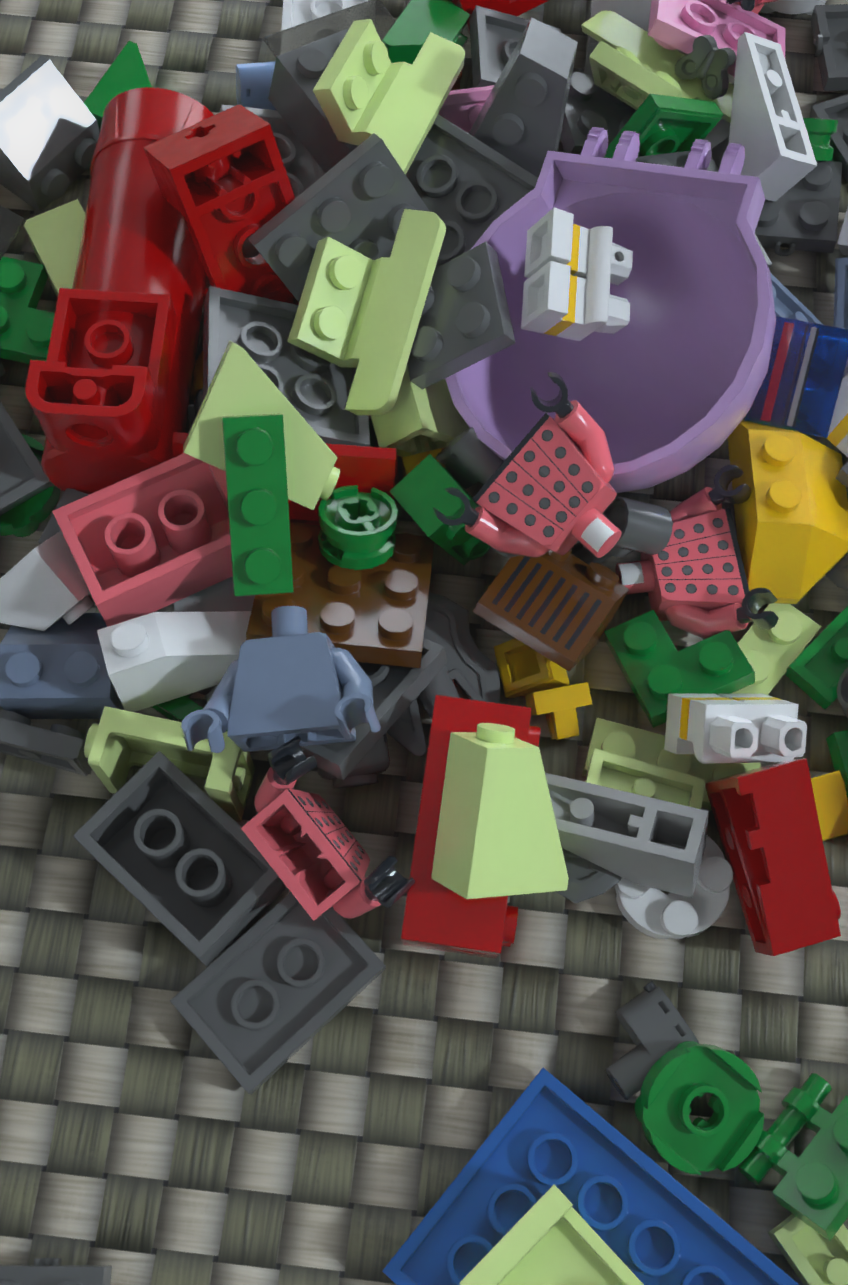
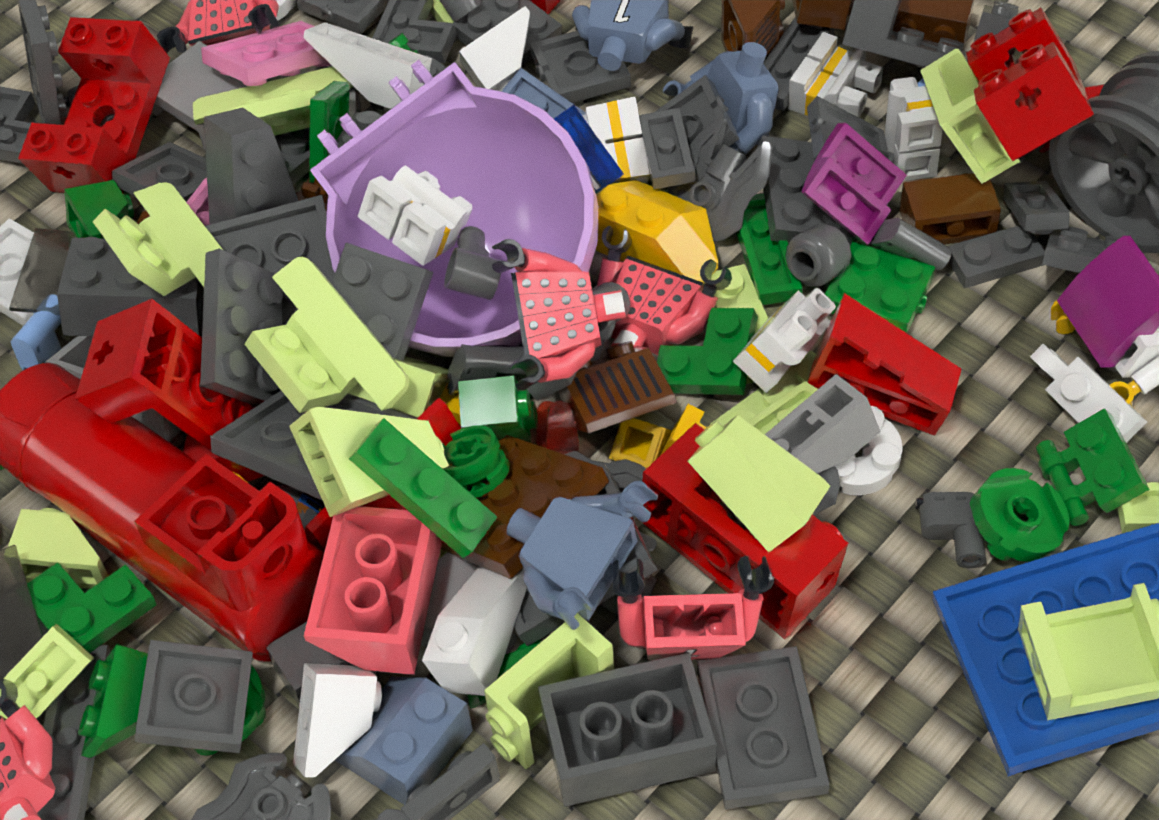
camera: 50 degrees left, 15 degrees down
(472, 578) = (556, 427): none -> clear red helmet
(568, 362) = (471, 266): none -> dark grey pin
(708, 65) = (302, 67): pearl dark grey piece -> none

